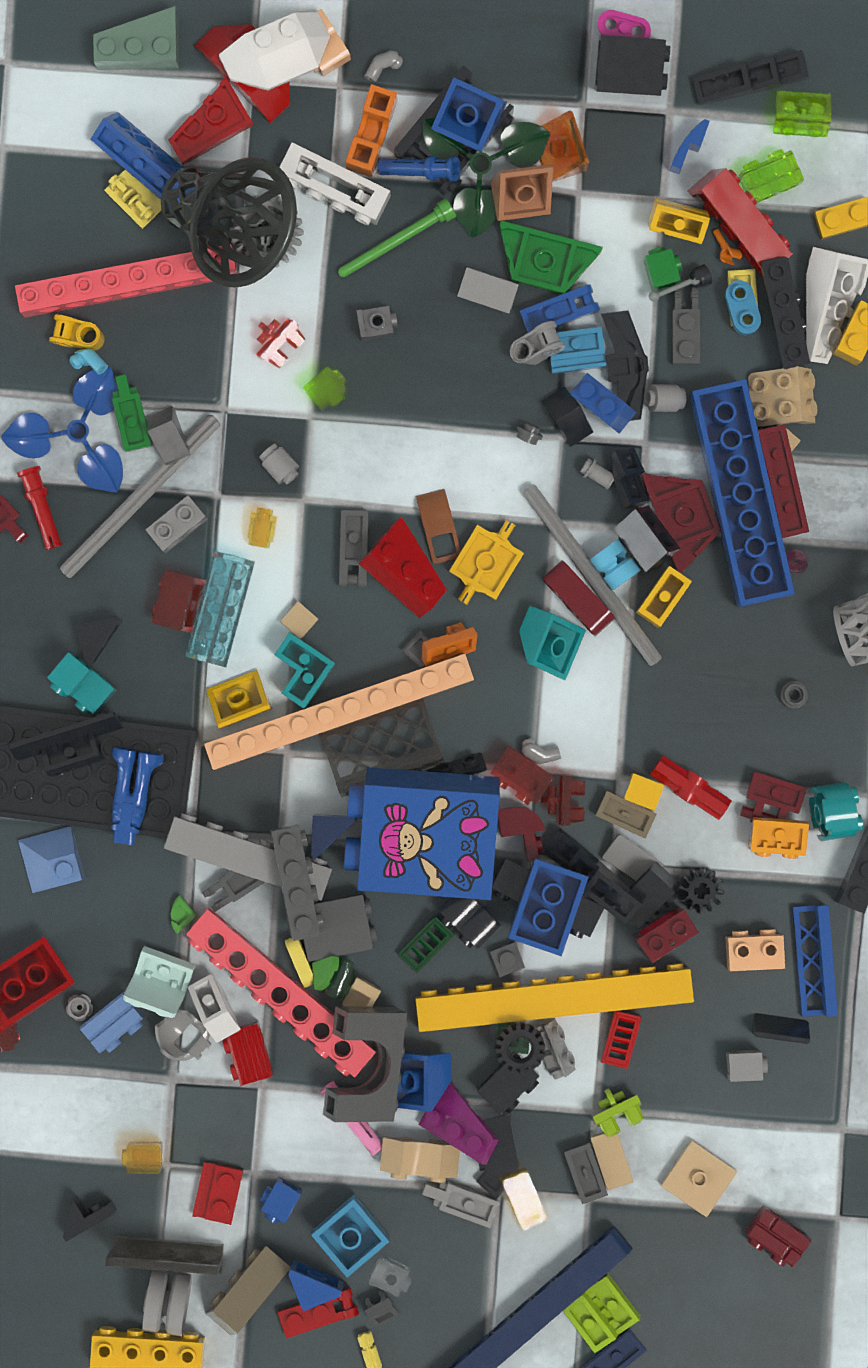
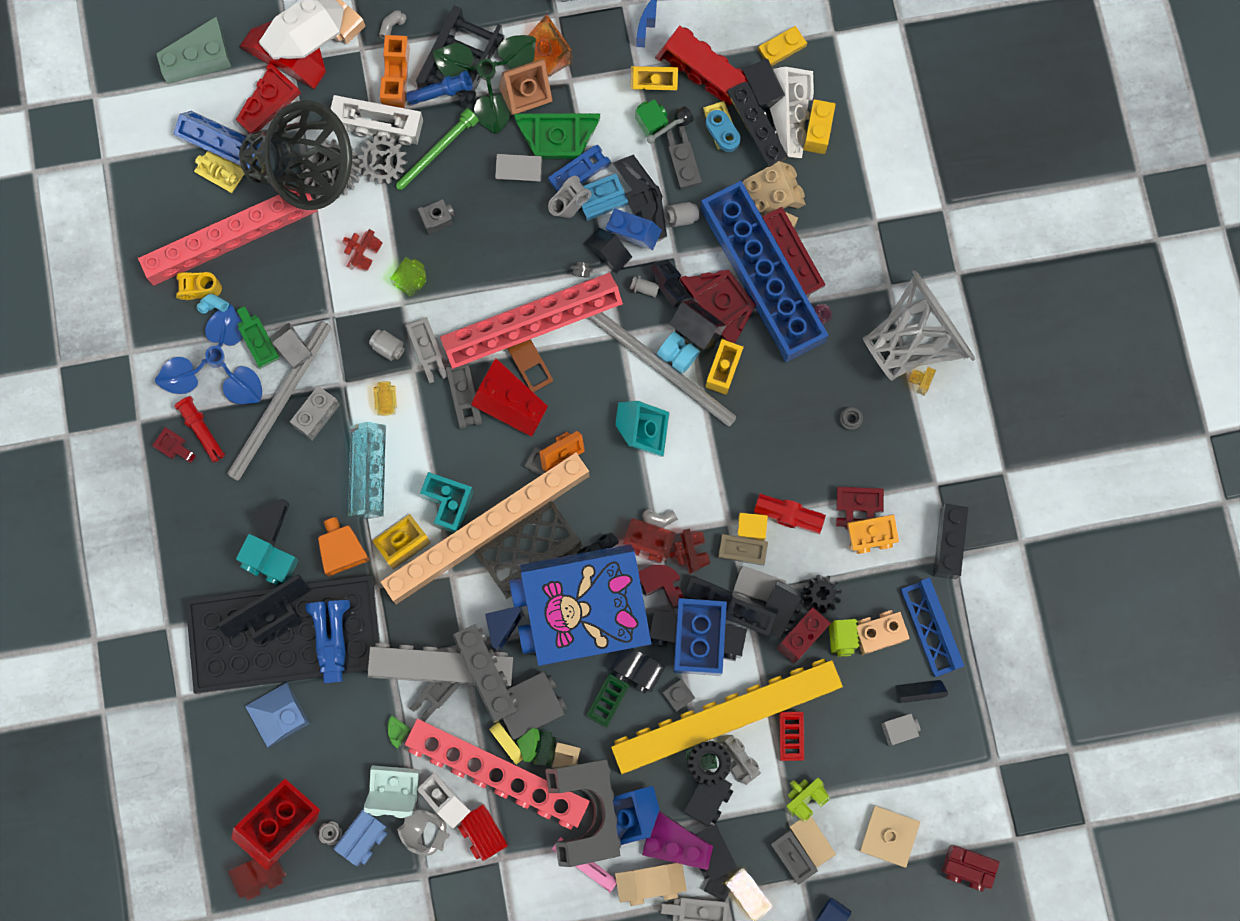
camera: 15 degrees left, 10 degrees down
(168, 689) = (340, 548): none -> orange torso
(178, 601) = (330, 473): clear red brick -> none
(299, 620) = (434, 463): tan tile -> none
(324, 478) = (426, 347): none -> light grey hinge
(334, 246) = (390, 168): none -> light grey gear
(454, 480) = (531, 320): none -> coral brick
(468, 114) = (467, 35): blue slope -> none
(486, 562) = (574, 378): yellow plate -> none
(578, 598) = (656, 387): dark red beam -> none
(711, 948) = (843, 637): none -> lime brick
(727, 252) = (698, 93): orange hand -> none
(771, 176) = (718, 27): clear neon green brick -> none
(807, 264) = (764, 83): none -> black slope
(835, 811) = (912, 500): teal brick -> none

